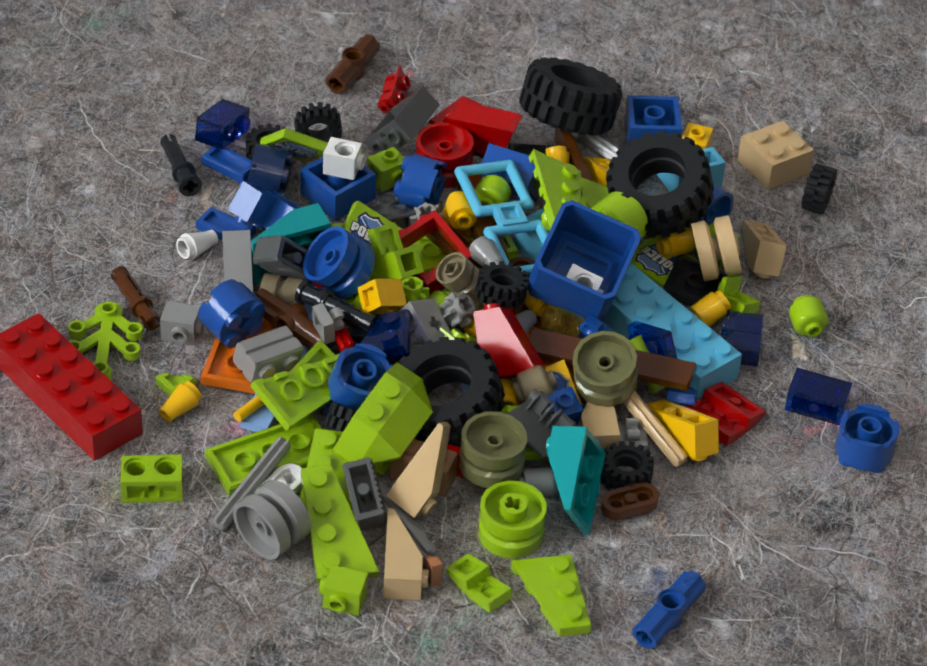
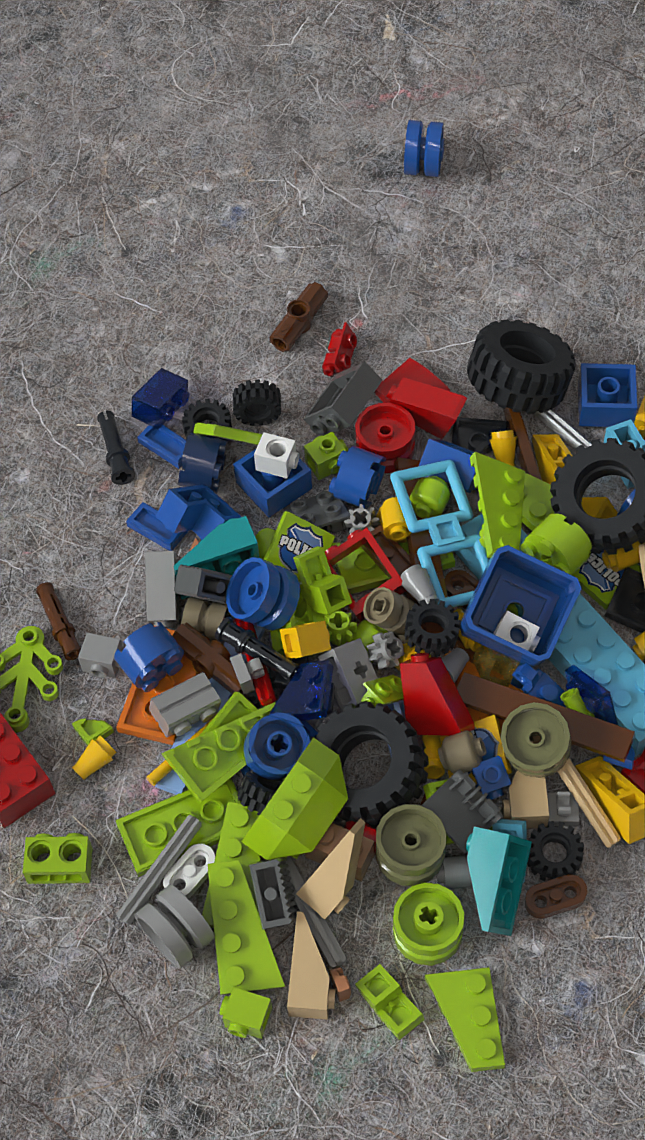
camera: 10 degrees right, 15 degrees up
(194, 244) = (124, 550): white cone -> none
(669, 609) = (578, 1062): blue piece -> none

